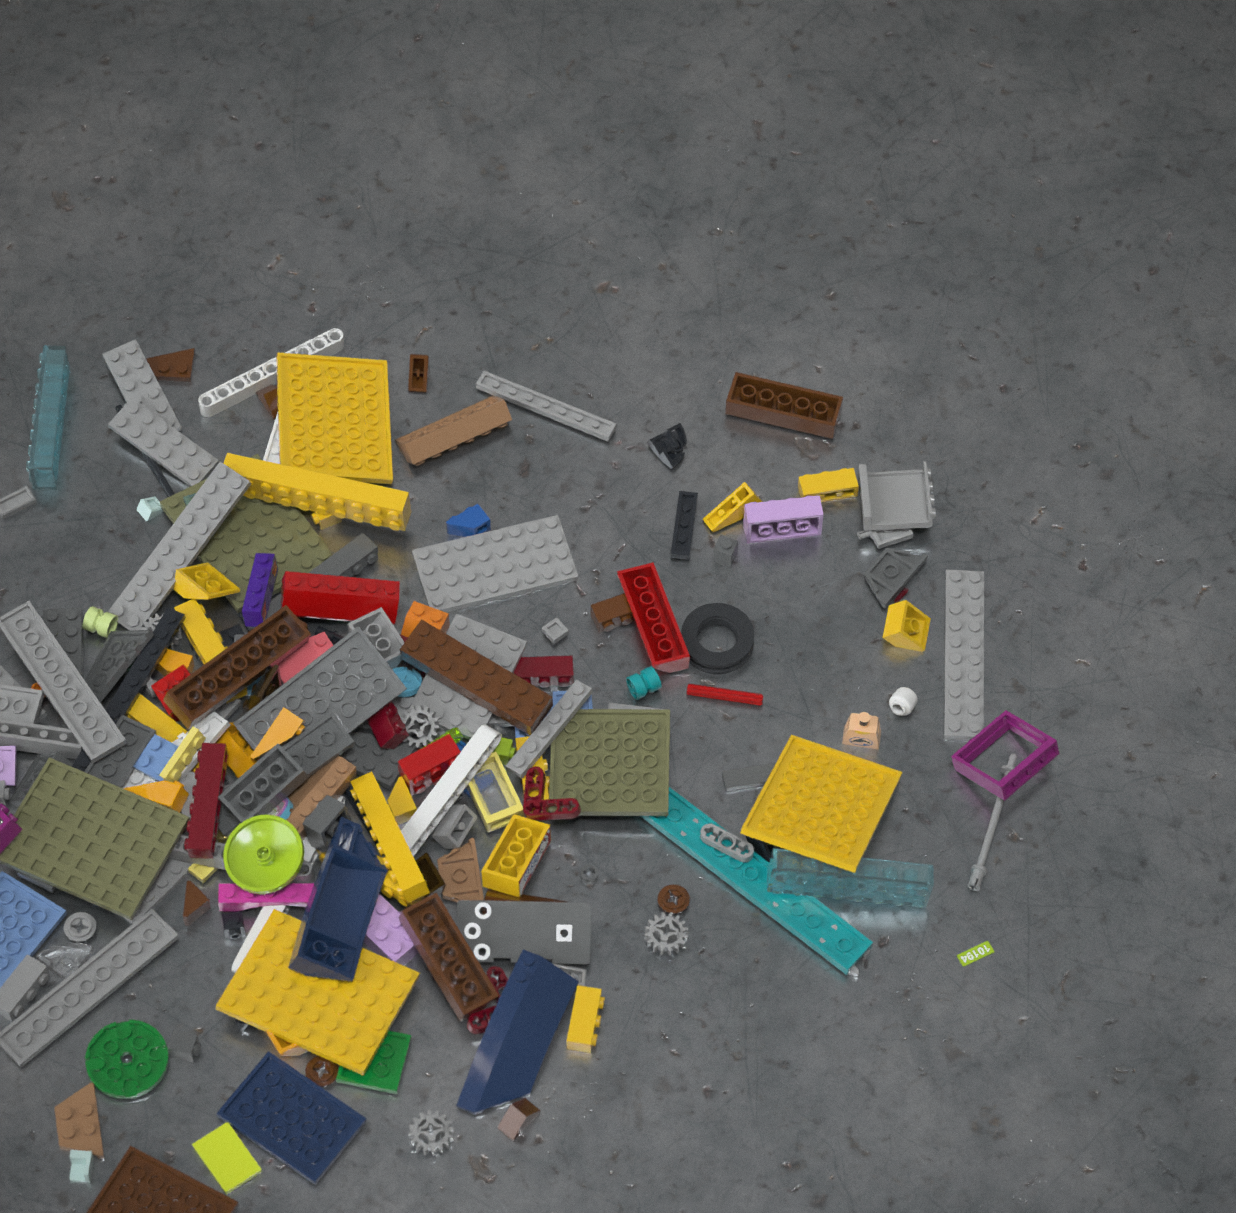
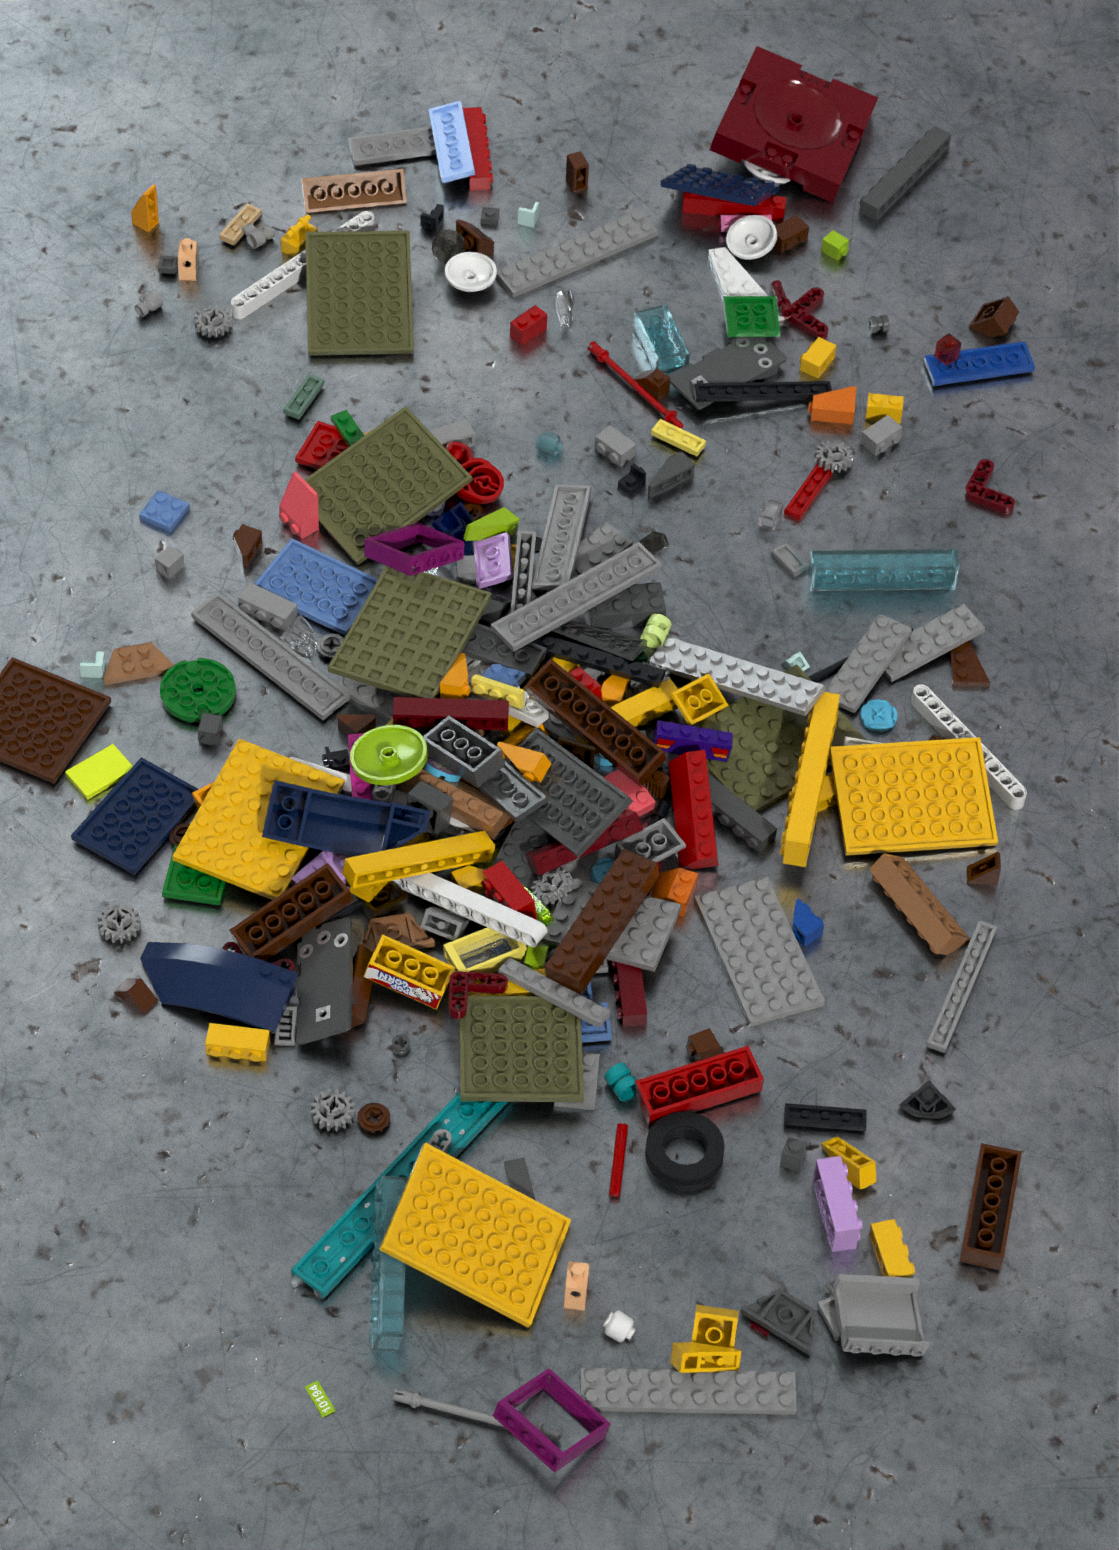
camera: 85 degrees right, 5 degrees down
(223, 441) = (878, 716): none -> medium azure tile
(555, 630) = (681, 1004): light grey plate -> none
(935, 638) = (700, 1357): none -> yellow slope

